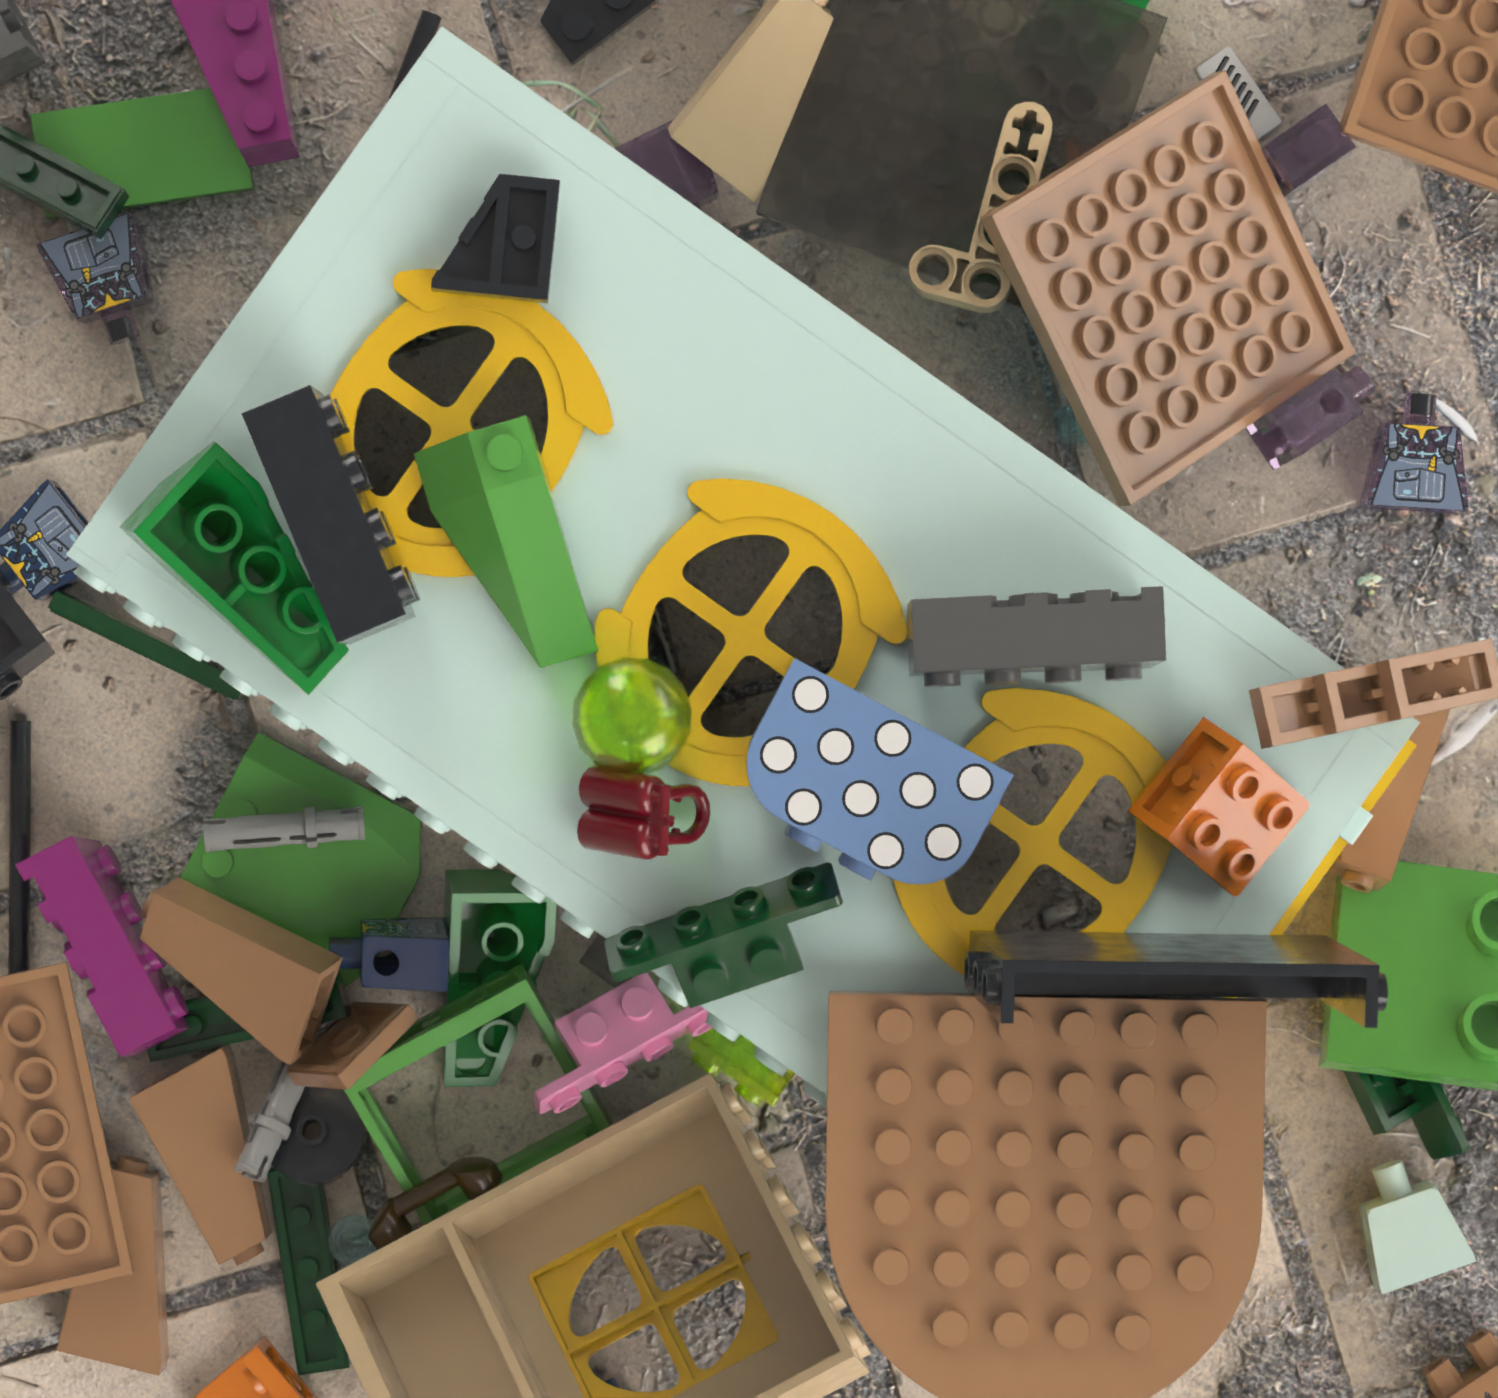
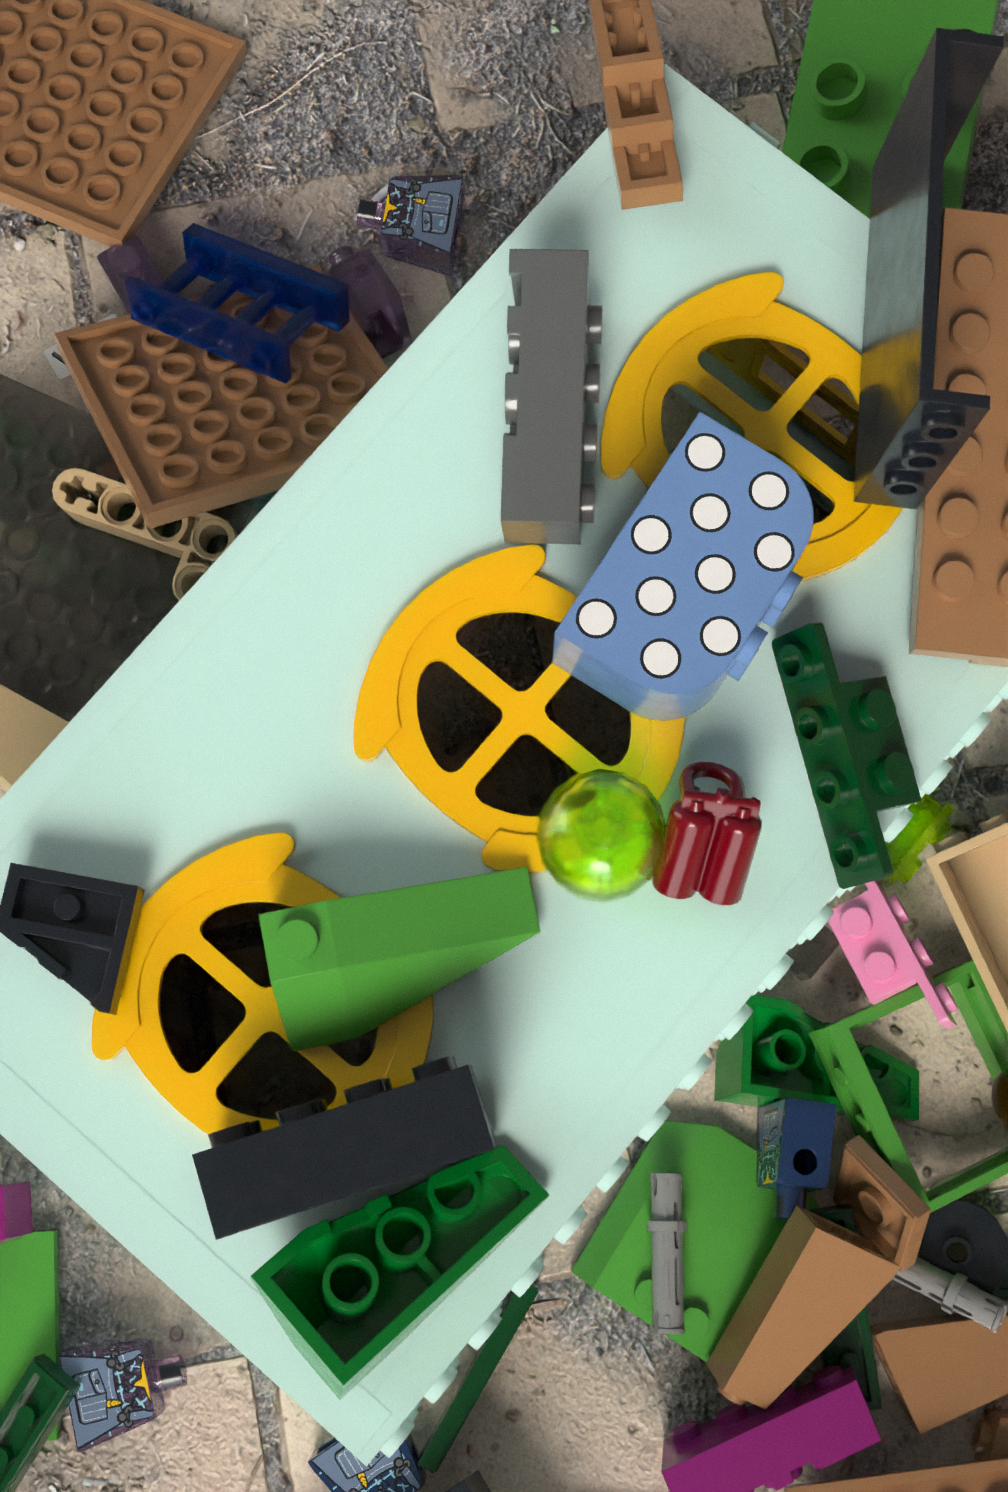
camera: 85 degrees left, 10 degrees down
(1220, 806) = (735, 245): orange bracket -> none
(1324, 274) = (250, 271): none -> clear blue fence

